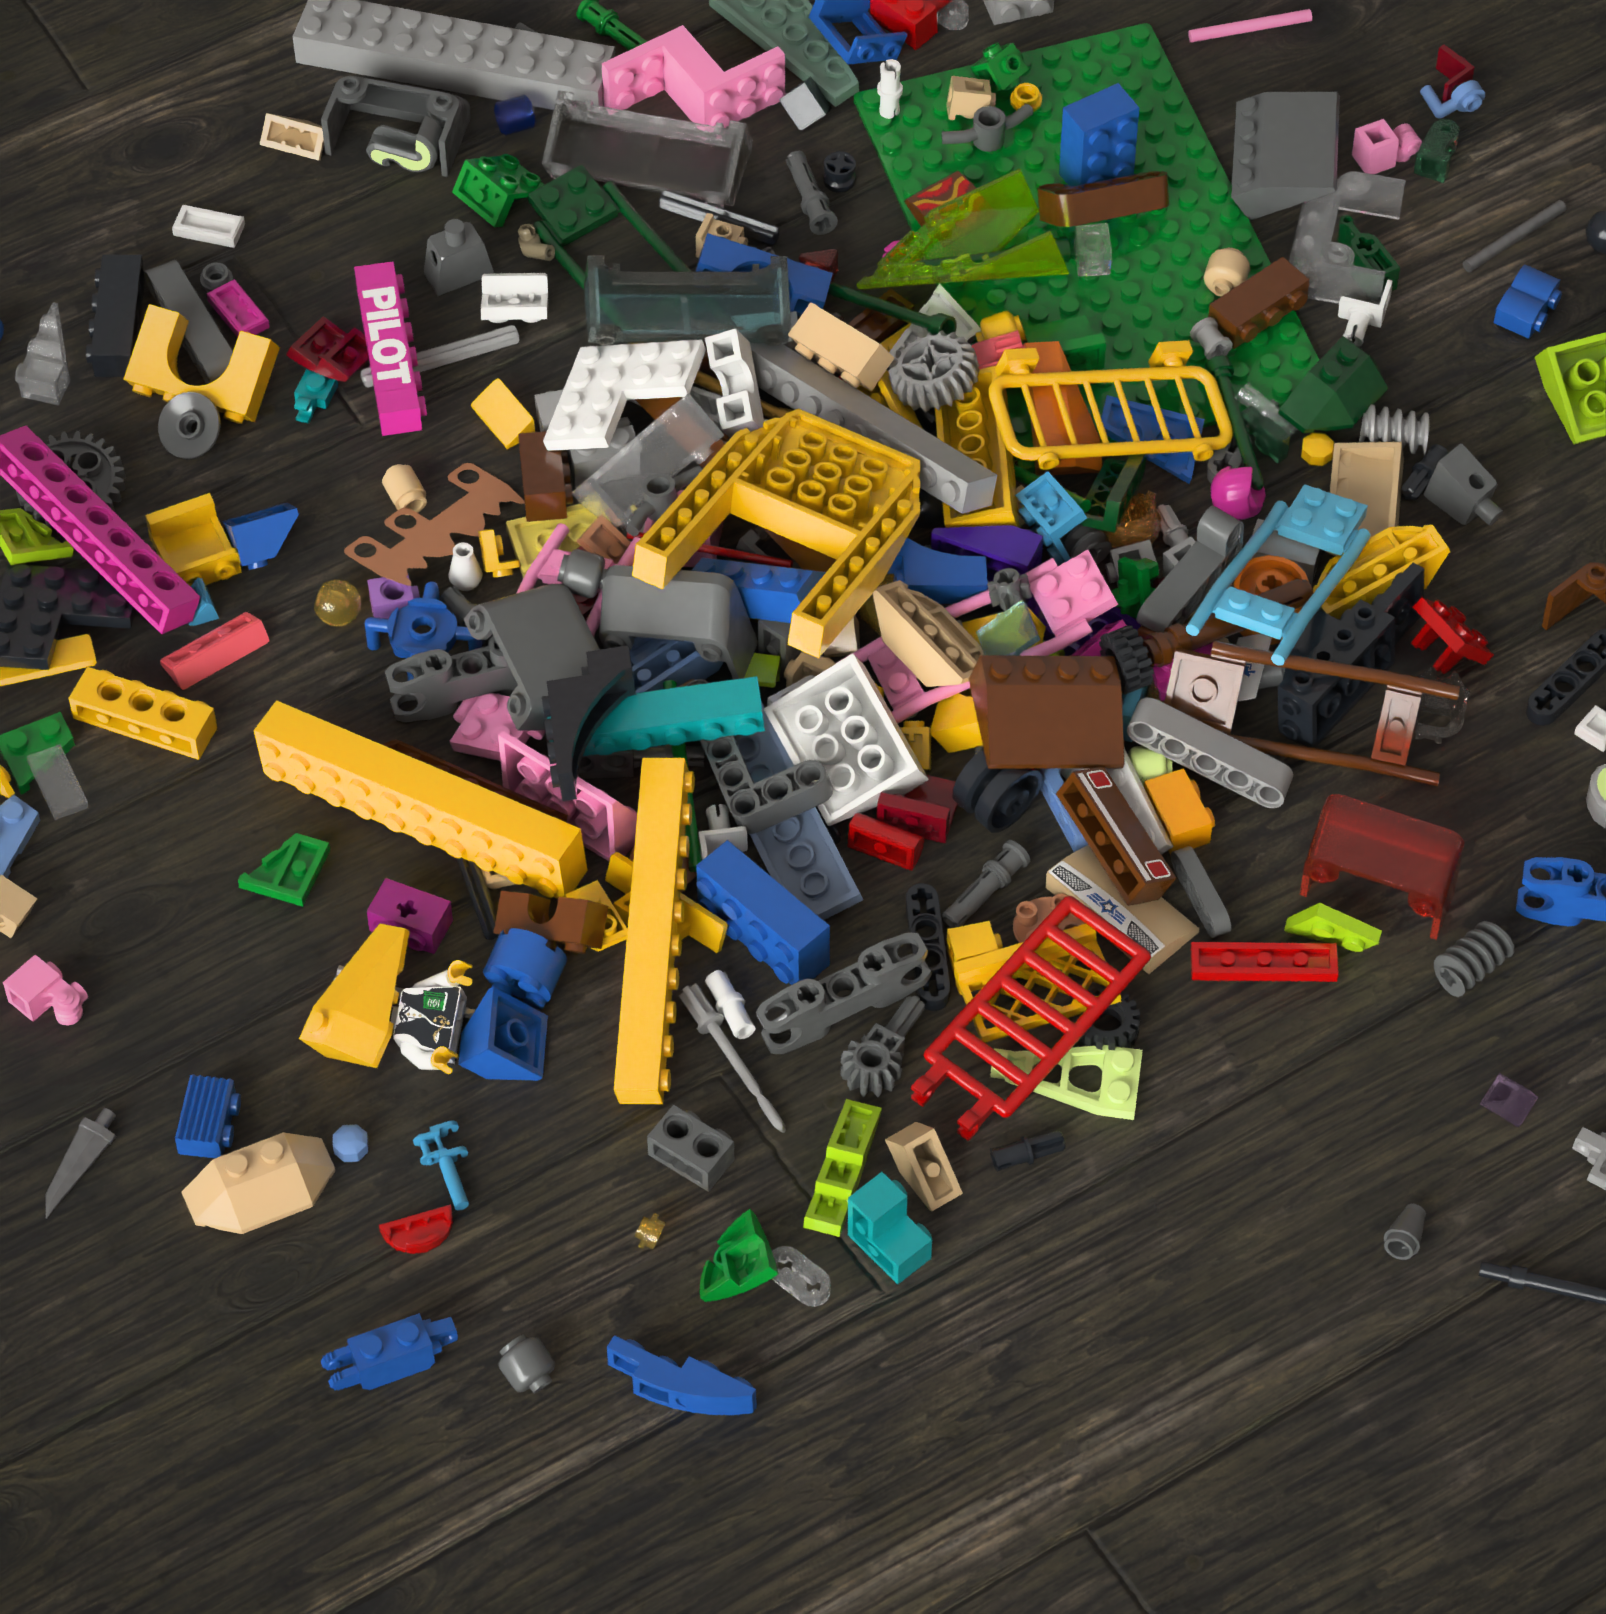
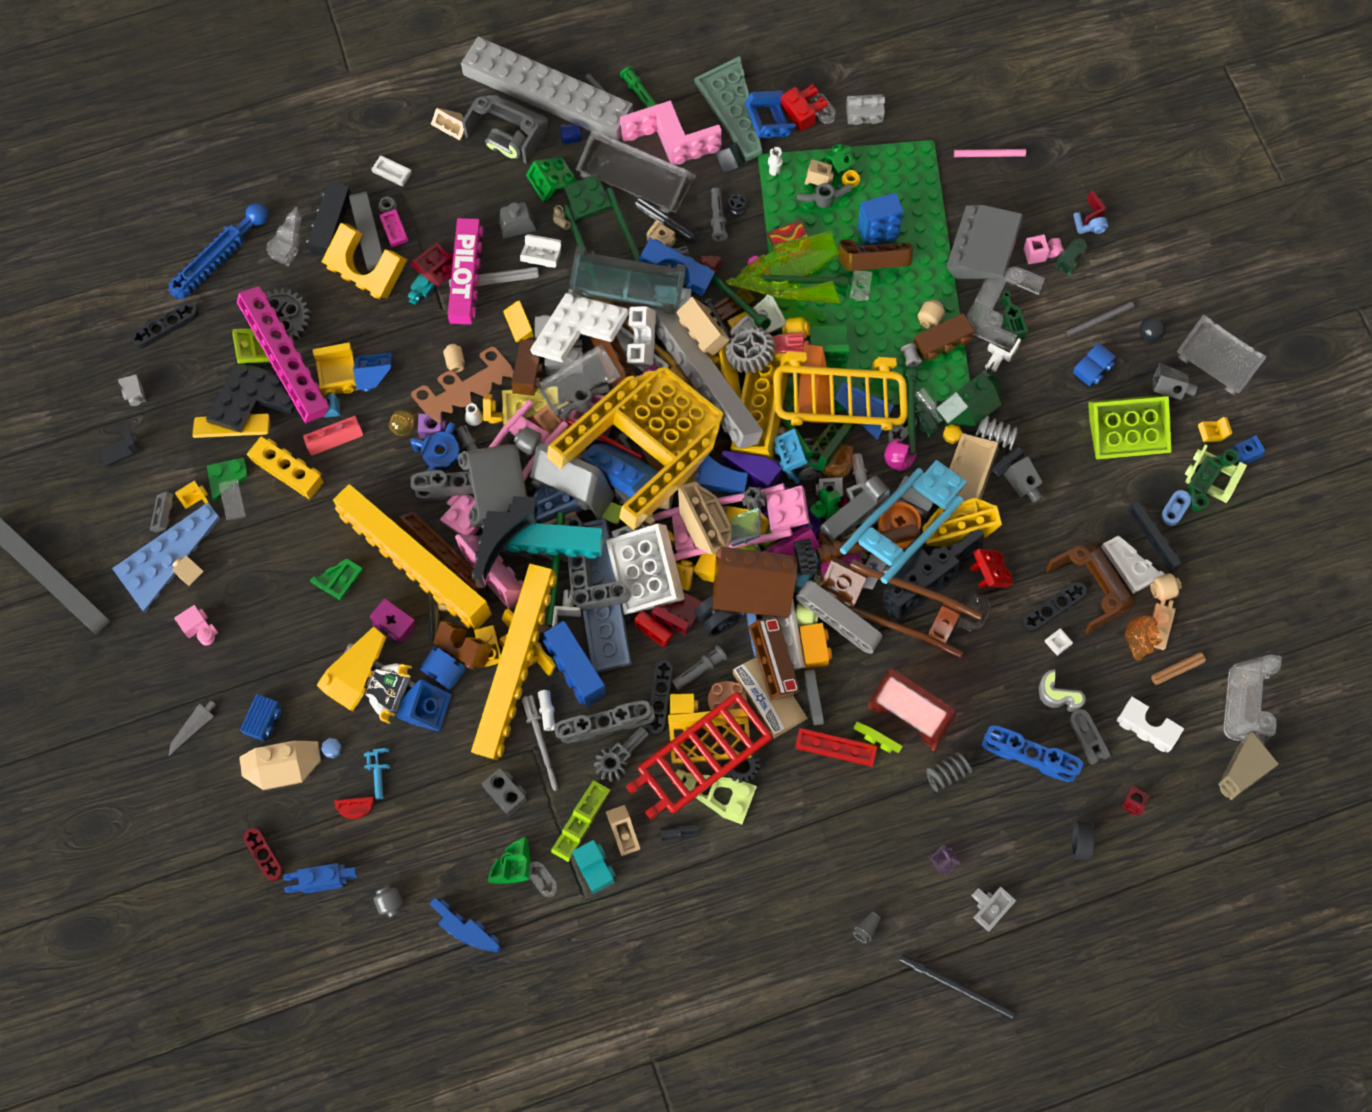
camera: 15 degrees right, 15 degrees up
(176, 425) = (344, 296): dark grey dish -> none
(272, 1356) = (260, 839): none -> dark red beam
(649, 1231) = (471, 836): clear yellow plate -> none

